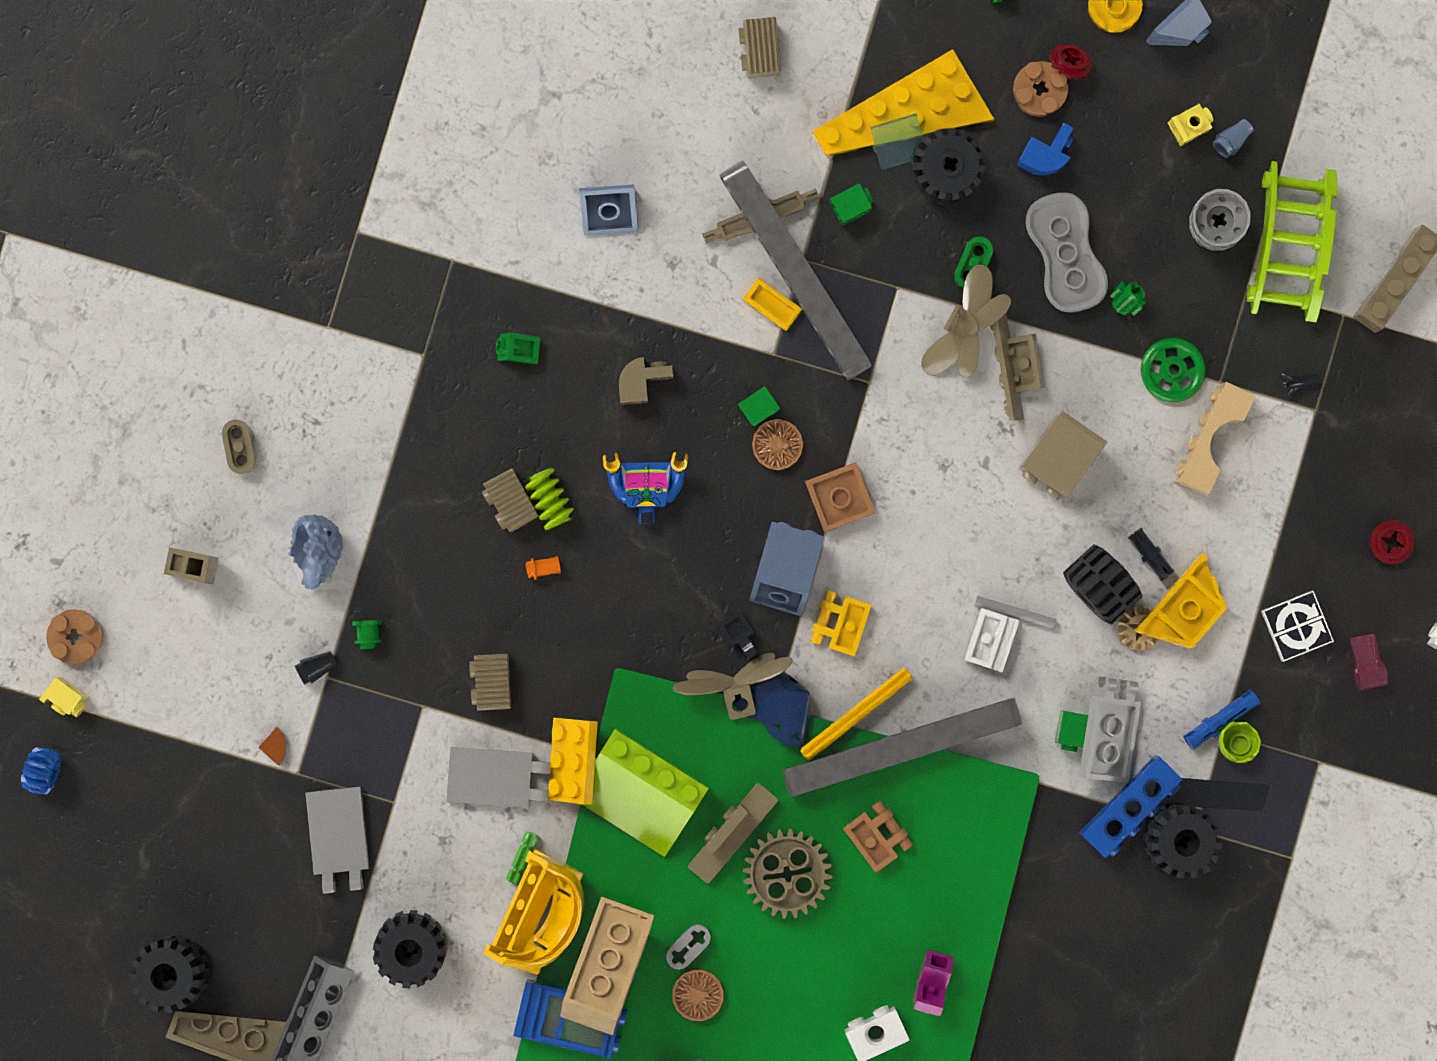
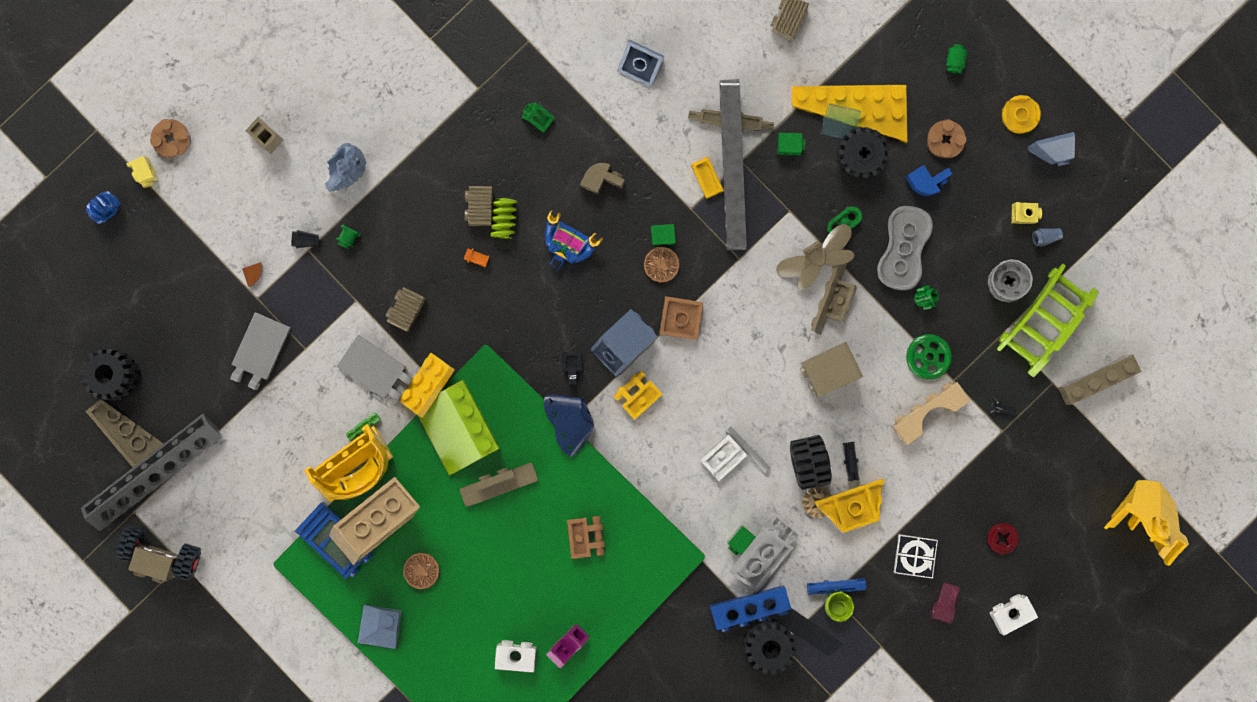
camera: 35 degrees right, 0 degrees up
(238, 447) = (334, 80): dark tan plate -> none
(393, 956) = (251, 442): black wheel -> none
(693, 951) = (434, 542): light grey beam -> none
(707, 682) = (538, 385): dark tan piece -> none
(782, 848) = (512, 545): dark tan gear -> none
(856, 714) = (615, 455): yellow axle -> none
(902, 747) = (631, 491): flat silver beam -> none
(1073, 55) = (977, 129): dark red gear -> none

